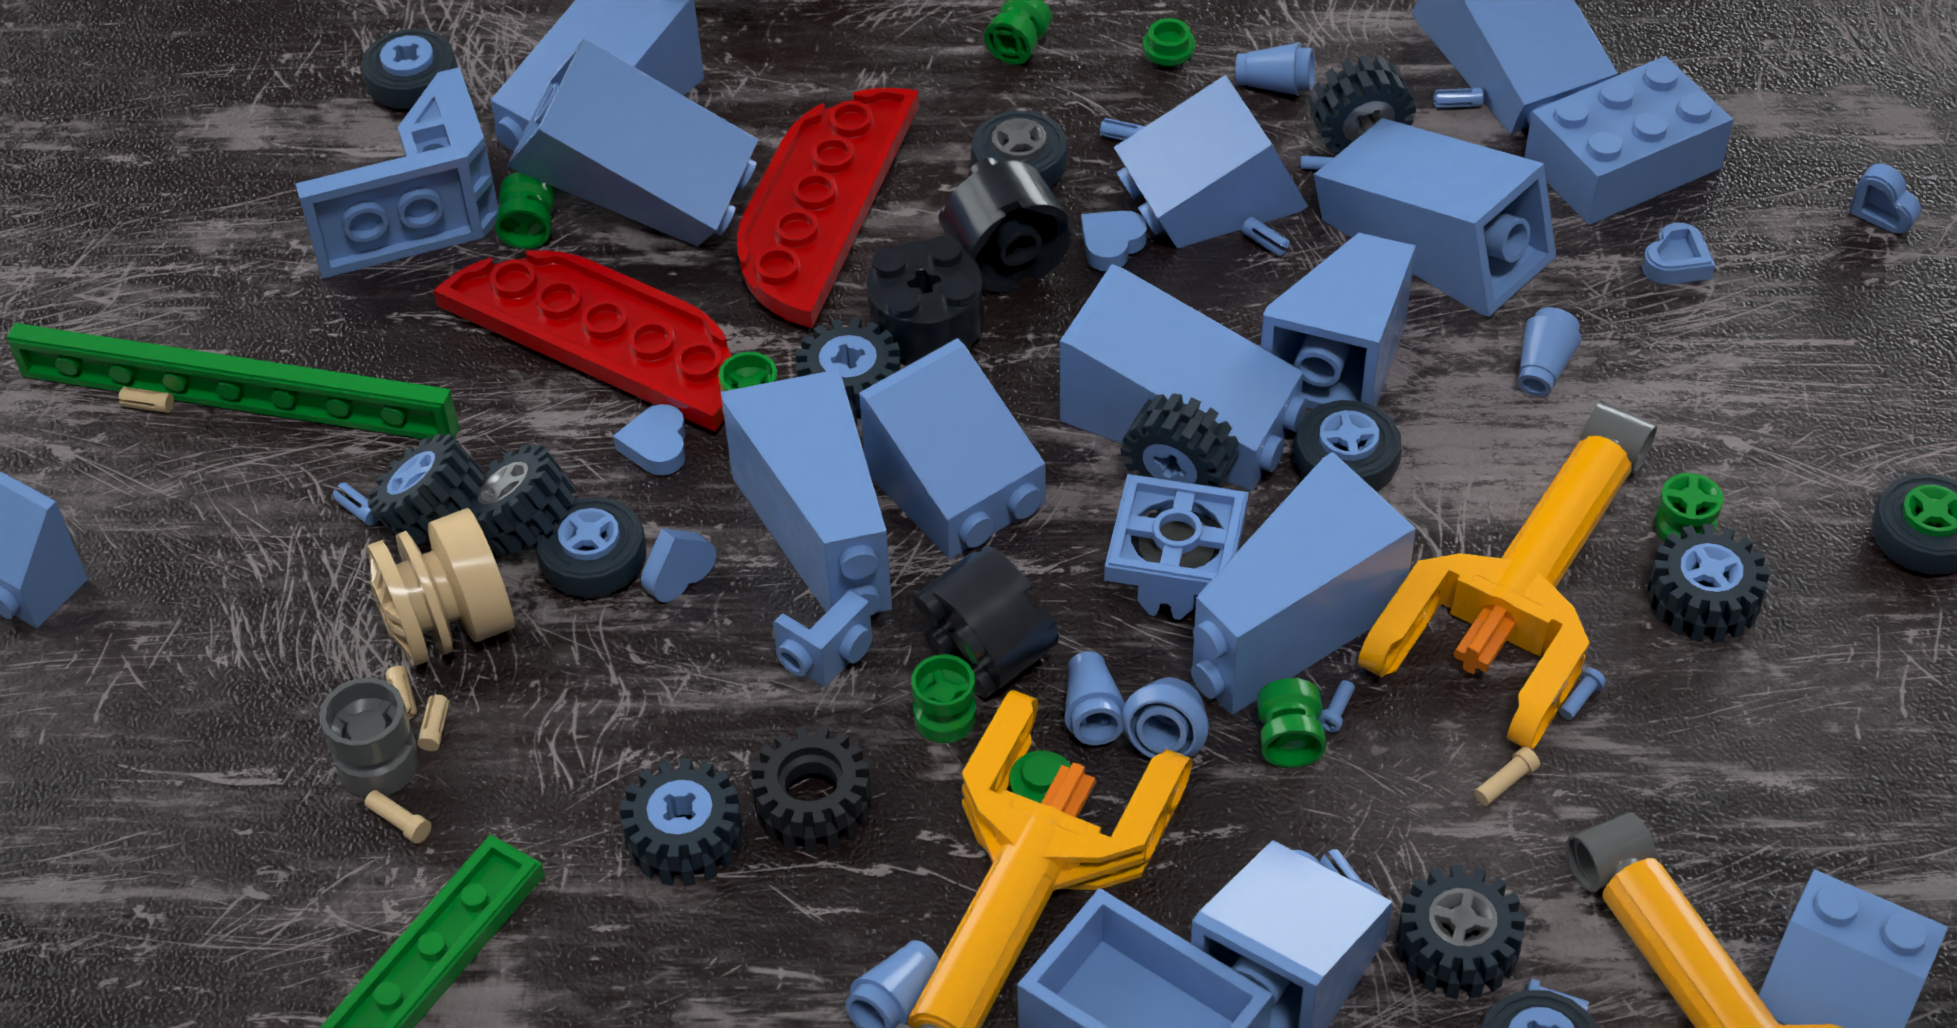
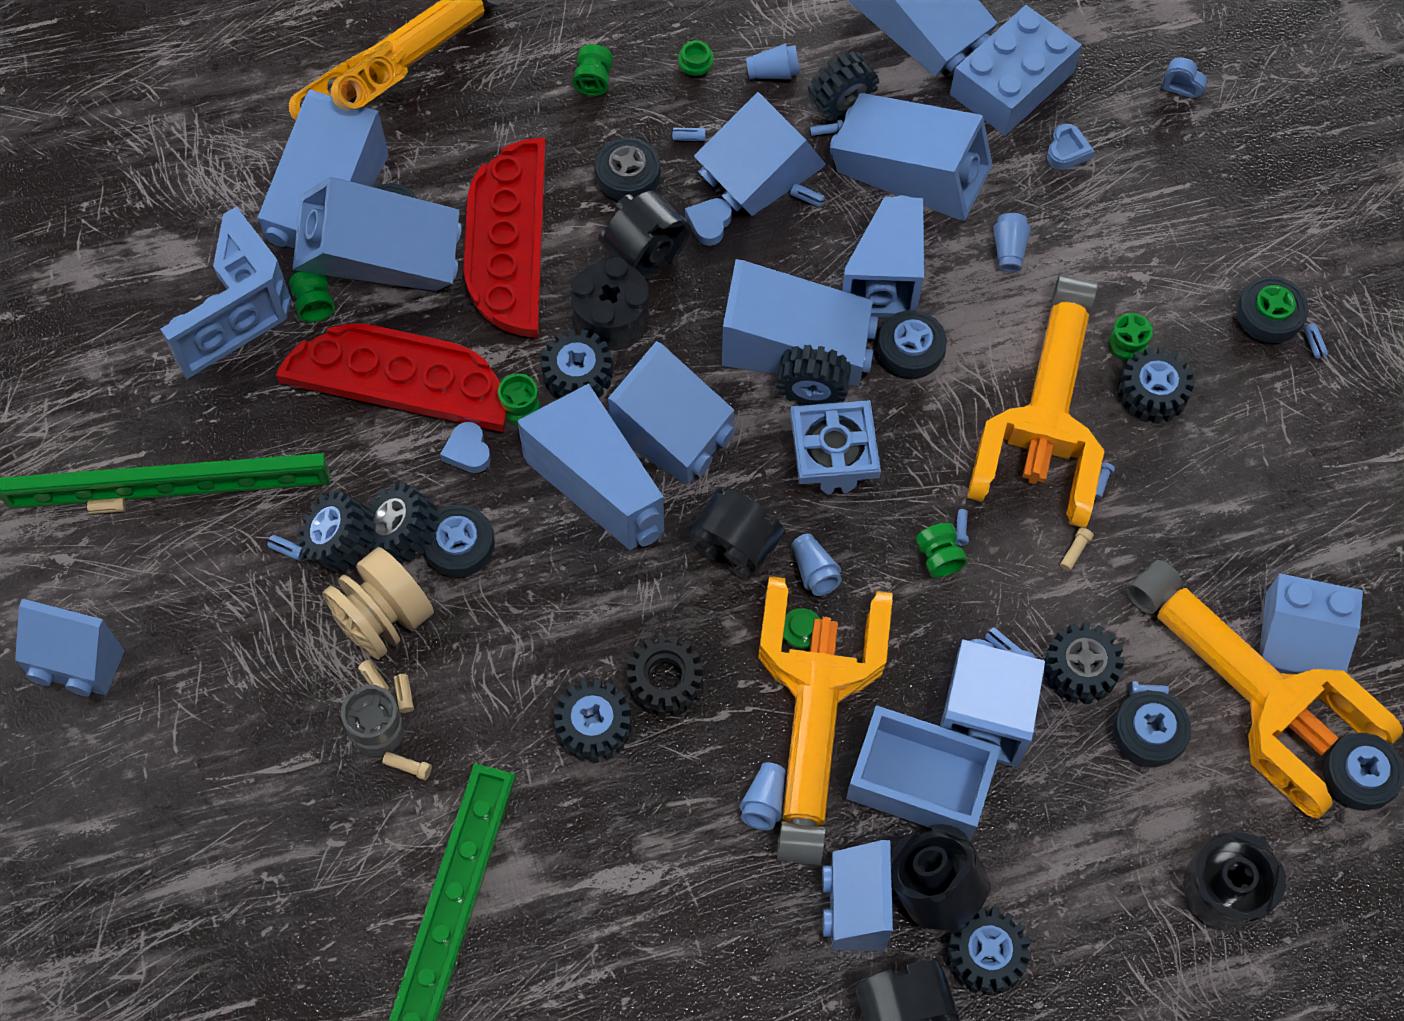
camera: 20 degrees left, 15 degrees up
(404, 64) = (187, 211): black wheel -> none
(675, 562) = (517, 539): medium blue tile -> none
(830, 644) = (645, 565): medium blue bracket -> none
(943, 698) = (725, 582): green wheel -> none
(1166, 717) = (867, 569): medium blue cone -> none
(1300, 585) = (928, 449): medium blue slope -> none
(1458, 98) = (895, 57): medium blue piece -> none

